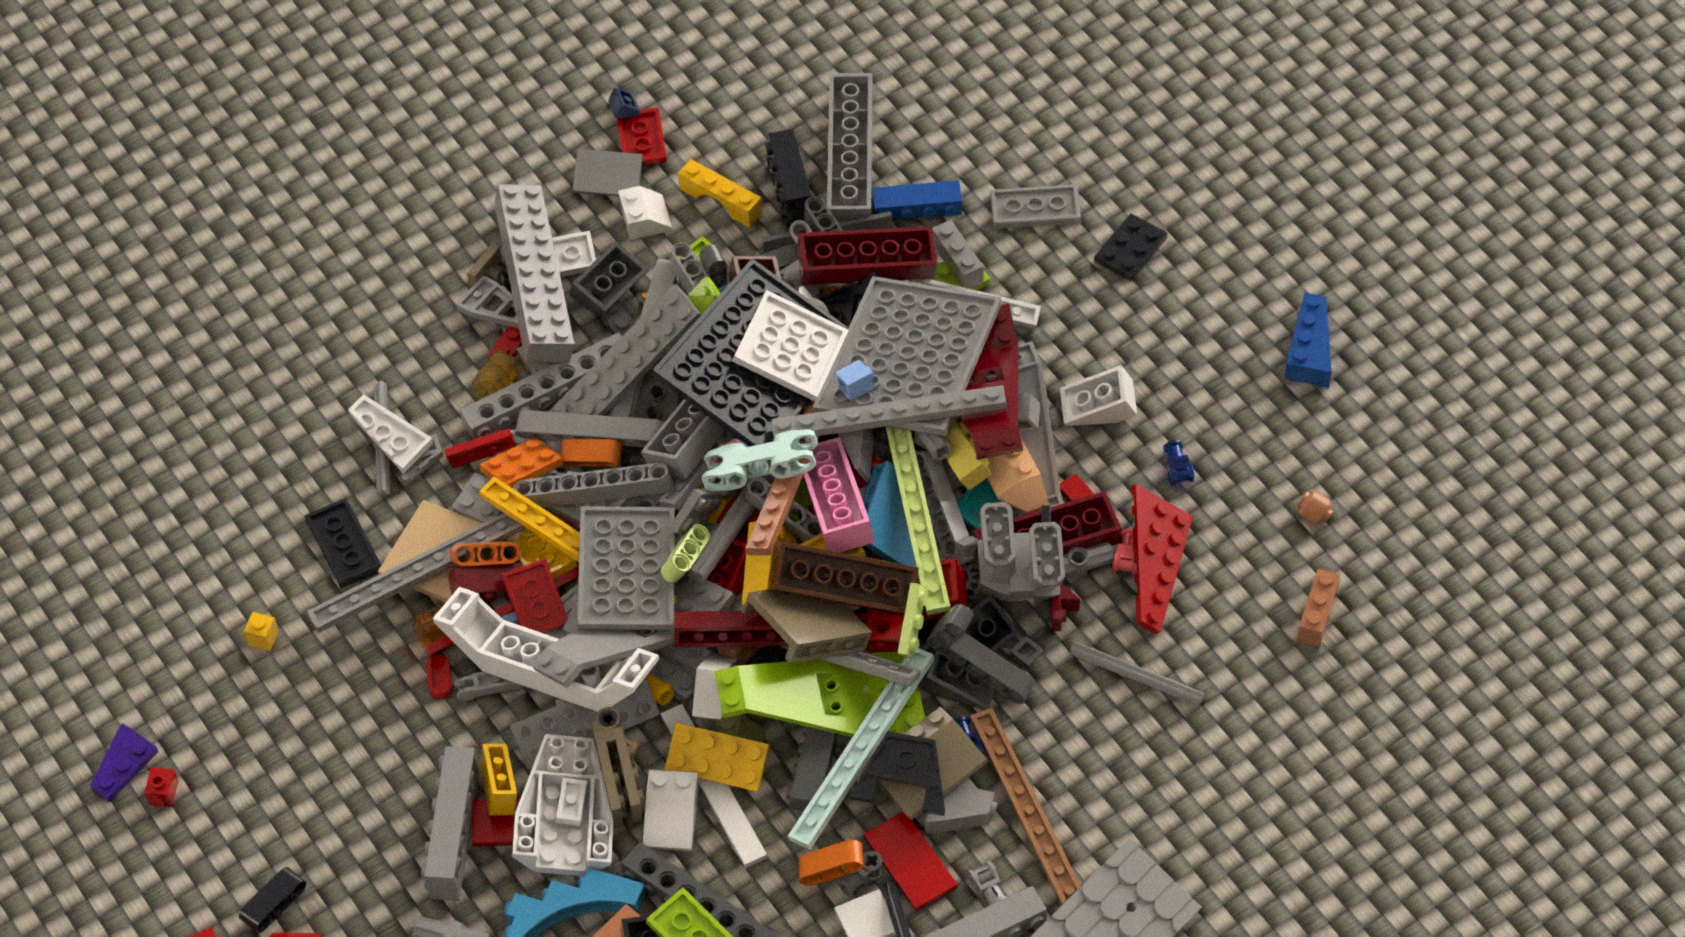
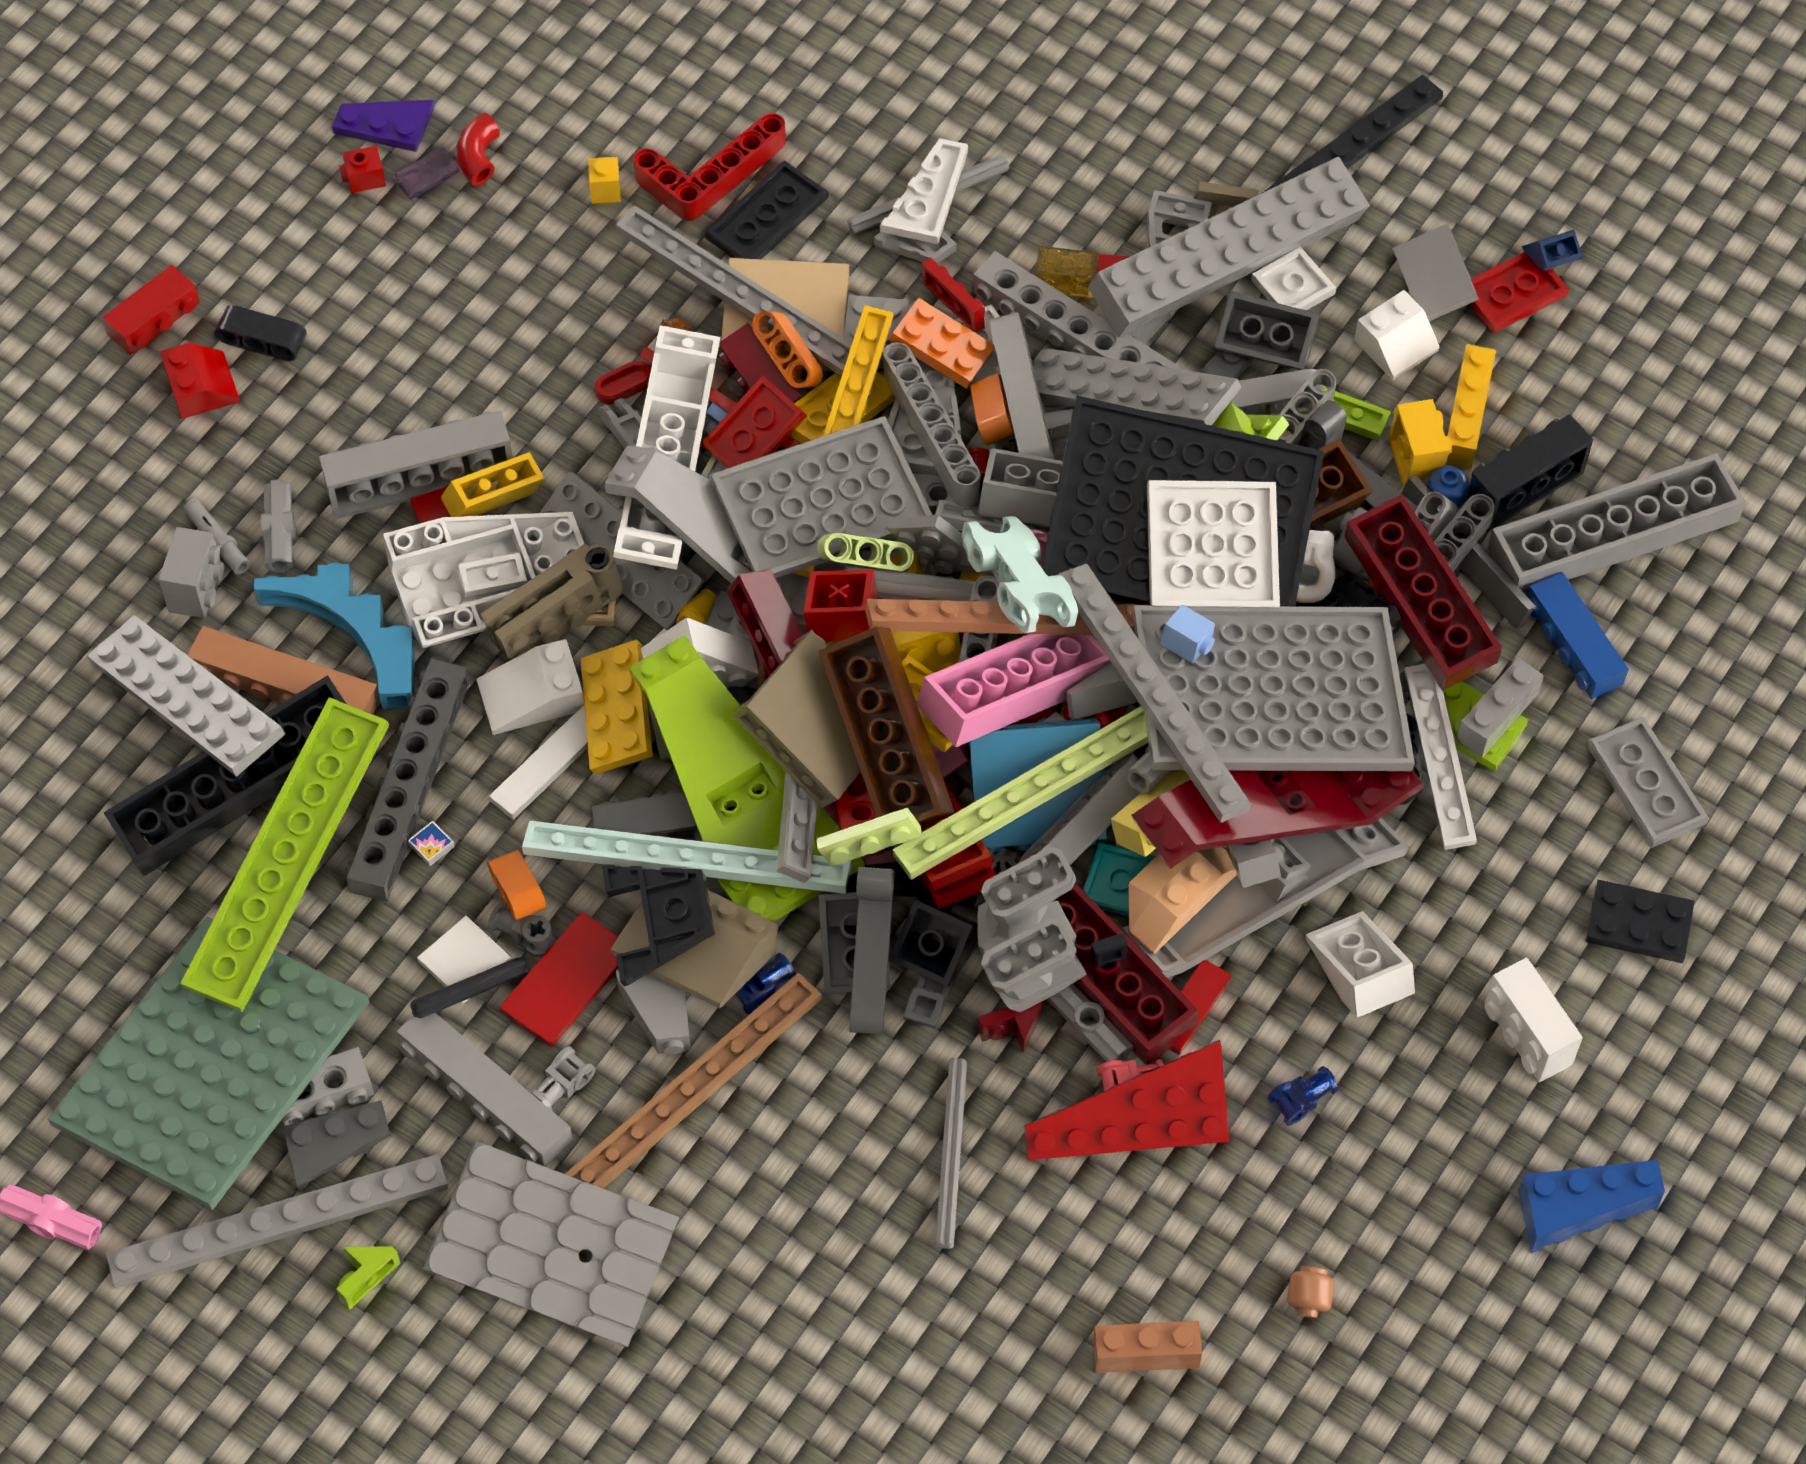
camera: 65 degrees right, 5 degrees up
(182, 708) = (472, 147): none -> red cylinder
(187, 747) = (426, 173): none -> plate
(295, 583) = (700, 191): none -> red beam
(474, 179) = (1374, 127): none -> black plate
(723, 579) = (838, 602): none -> red brick
(738, 227) = (1418, 440): none -> yellow slope
(765, 913) = (431, 843): none -> tile
(776, 223) = (1449, 482): none -> blue head
(1182, 321) = (1532, 1020): none -> white brick

